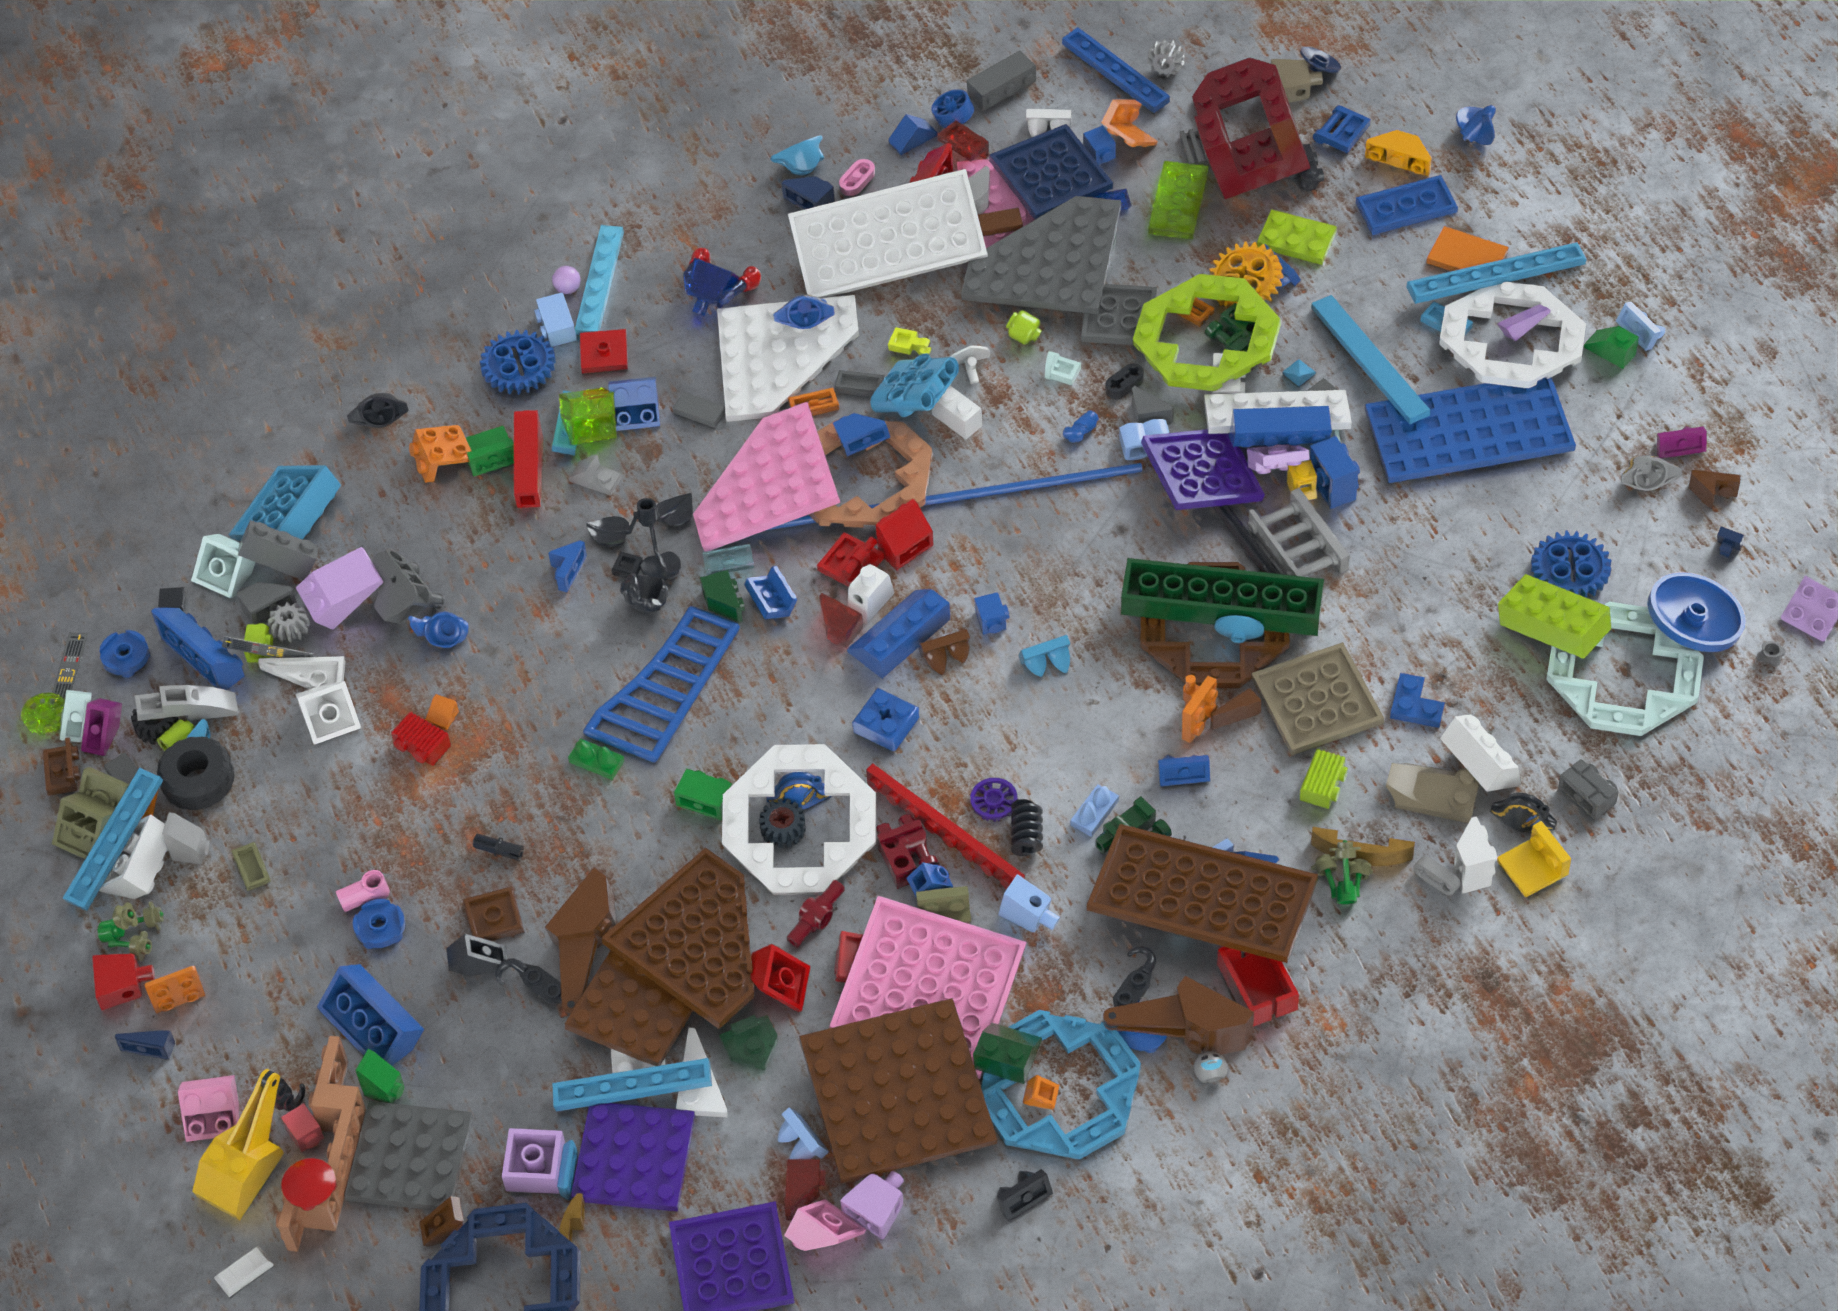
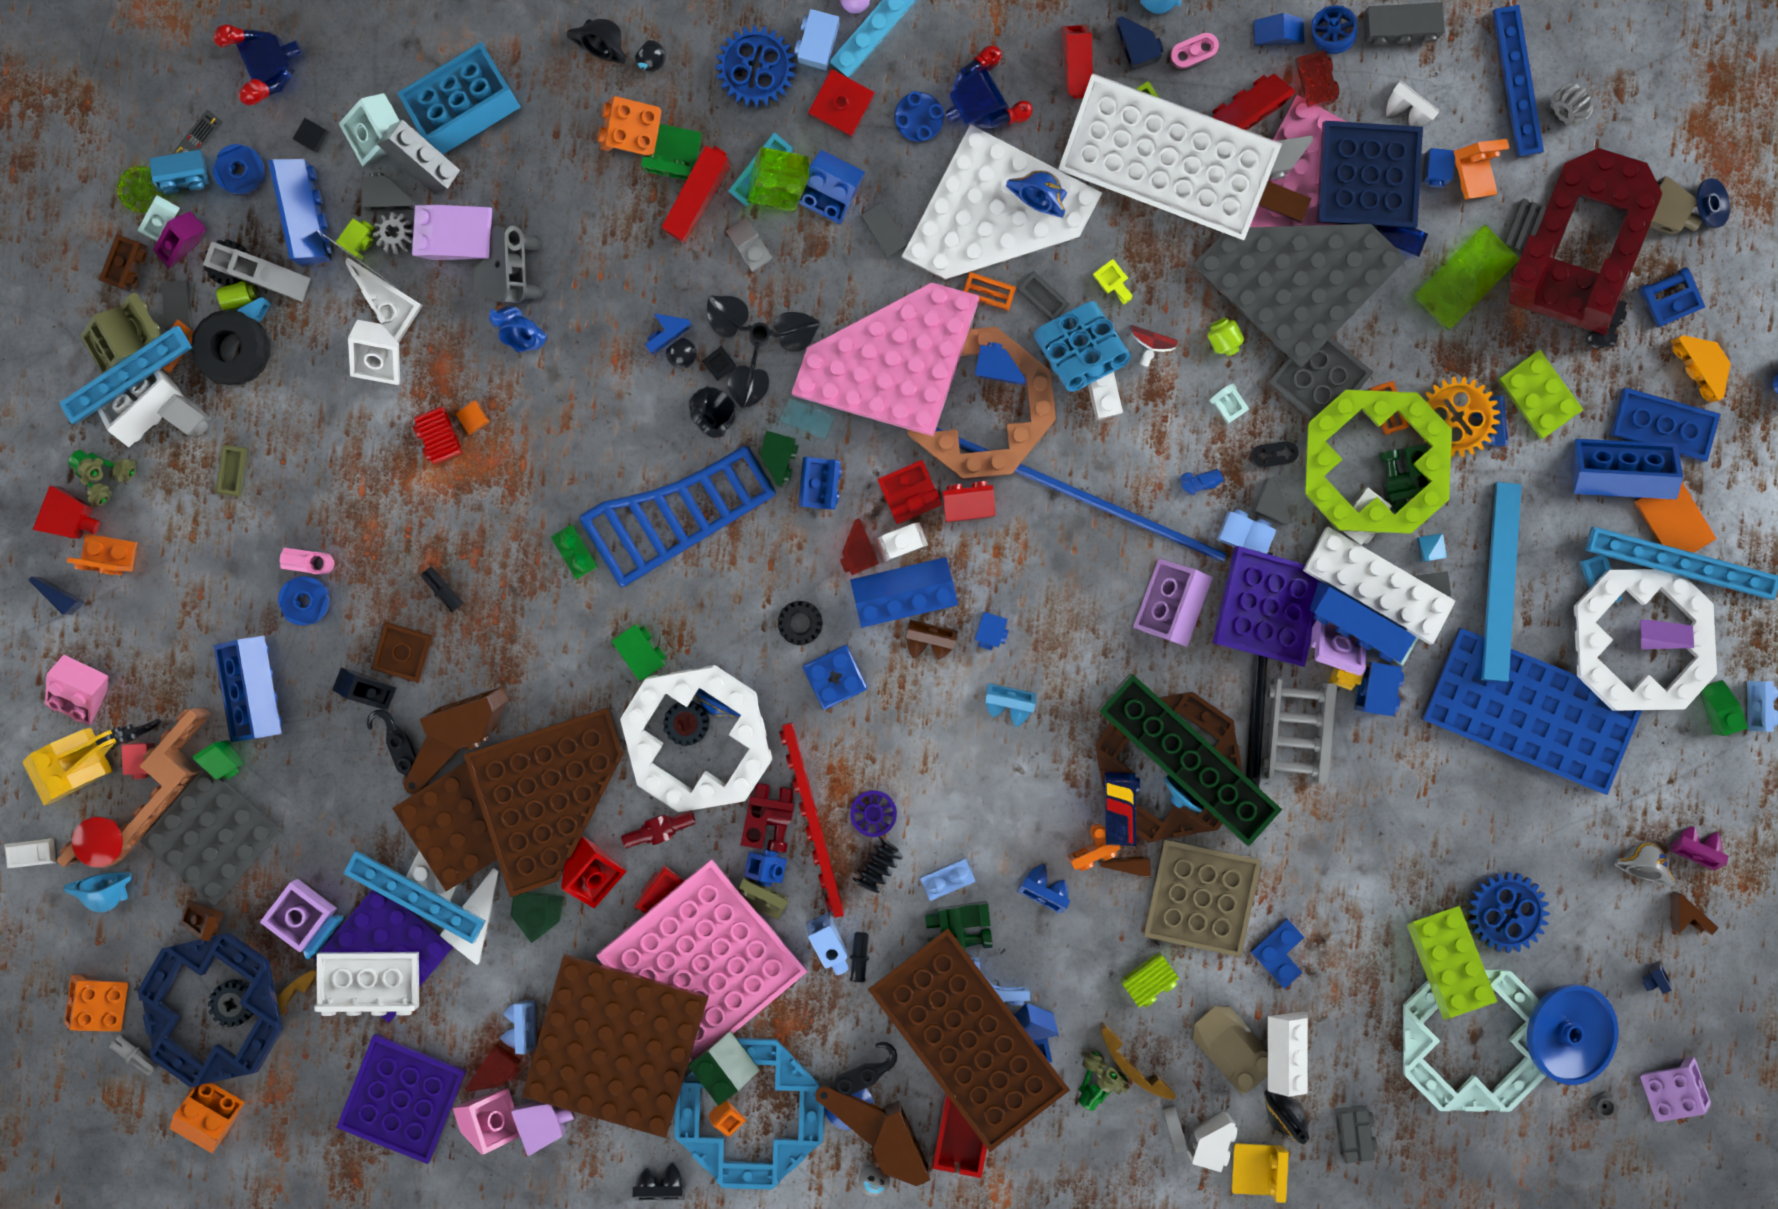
camera: 30 degrees right, 35 degrees up
(75, 673) = (179, 172): none -> dark azure slope
(98, 566) = (264, 58): none -> clear blue torso
(335, 1256) = (100, 891): none -> dark azure hat
(427, 398) = (651, 56): none -> black piece
(522, 1285) = (231, 992): none -> black wheel
(590, 571) = (681, 353): none -> black piece
(634, 1172) = (367, 983): none -> white bracket
(672, 325) = (919, 116): none -> blue dish
(770, 223) = (1077, 58): none -> red slope
(827, 710) = (785, 627): none -> black tyre
(1064, 909) = (859, 957): none -> black axle
(1124, 513) = (1173, 602): none -> lavender slope
(1193, 656) = (1120, 807): none -> clear blue door
(1401, 240) = (1626, 469): none -> blue slope

